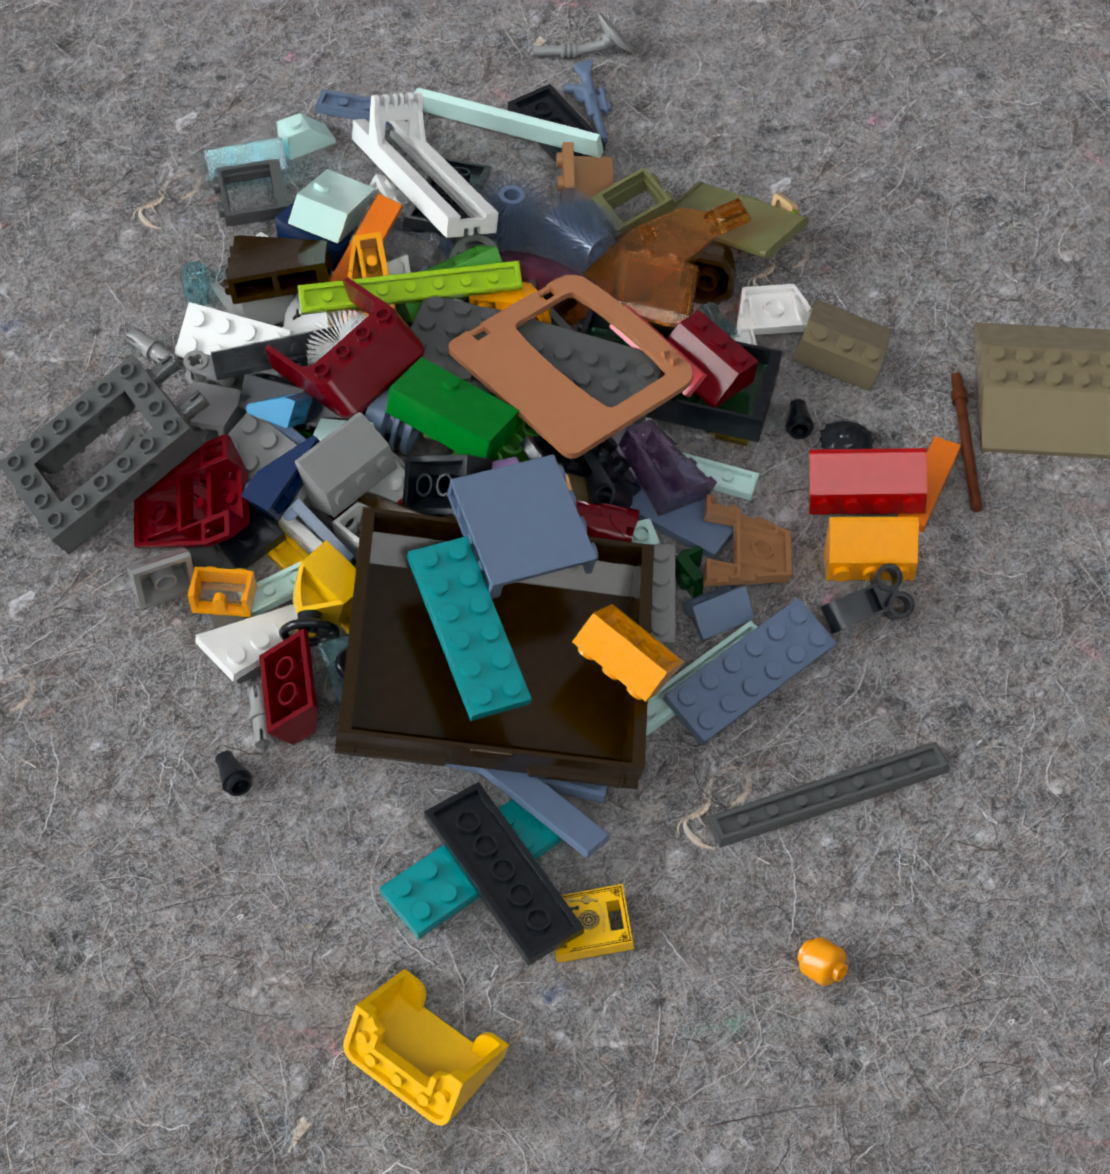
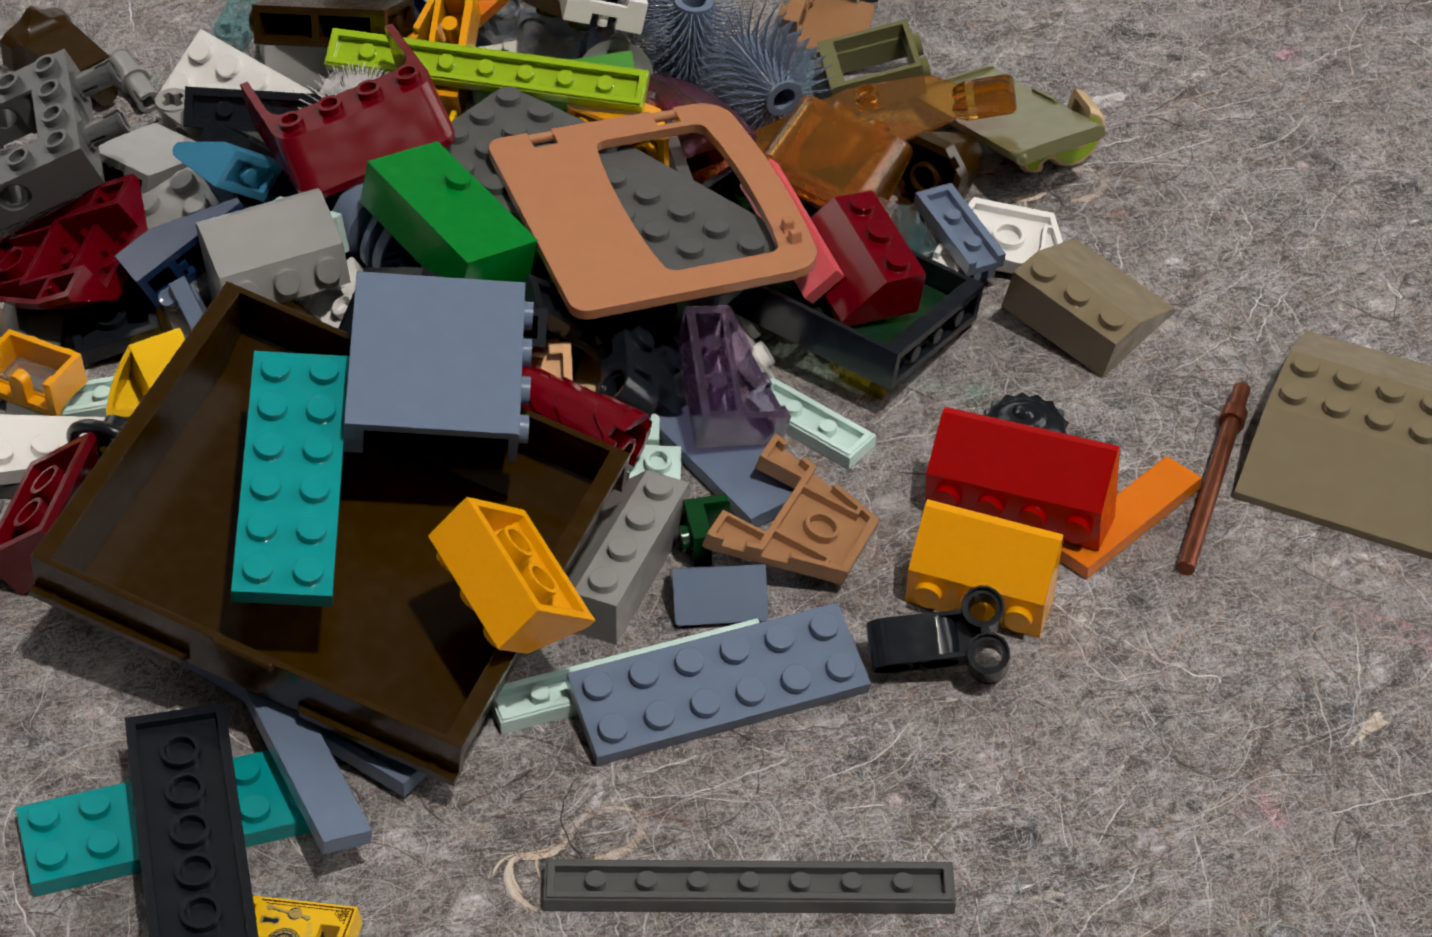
camera: 20 degrees right, 10 degrees down
(91, 345) = (47, 32): none -> dark brown piece
(747, 315) = (960, 231): none -> sand blue hinge
(799, 421) = (971, 384): black cone -> none

